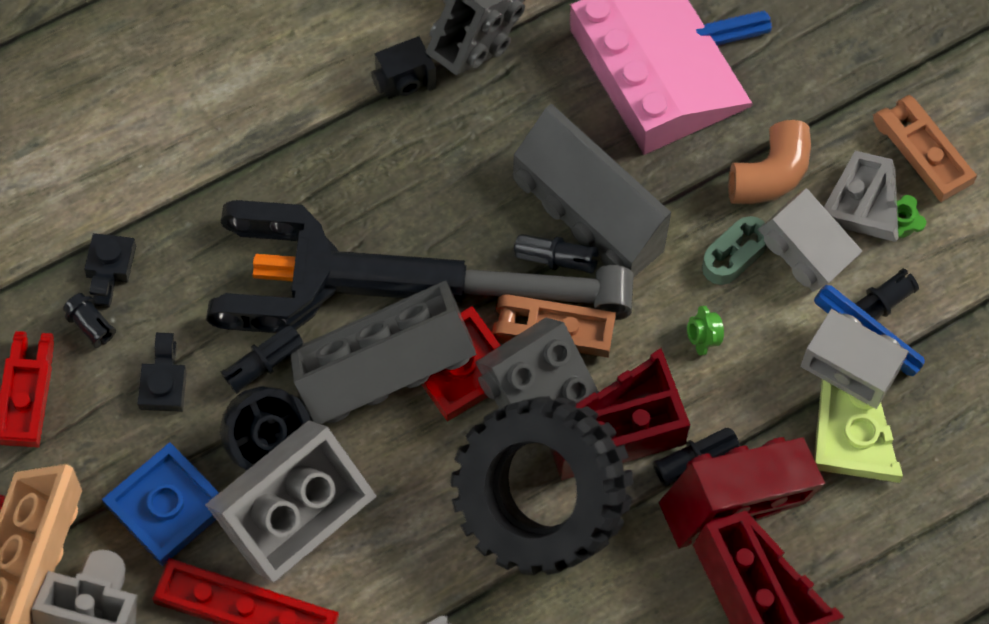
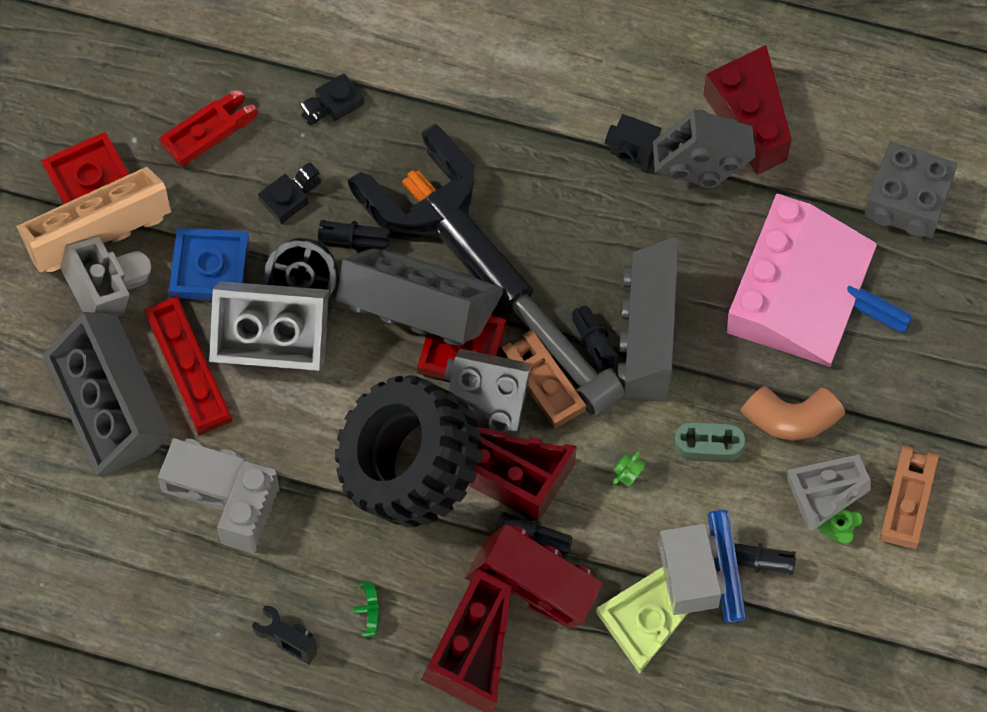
camera: 50 degrees right, 0 degrees up
(91, 322) = (286, 119): black pin -> none
(809, 241) = (754, 476): light grey brick -> none

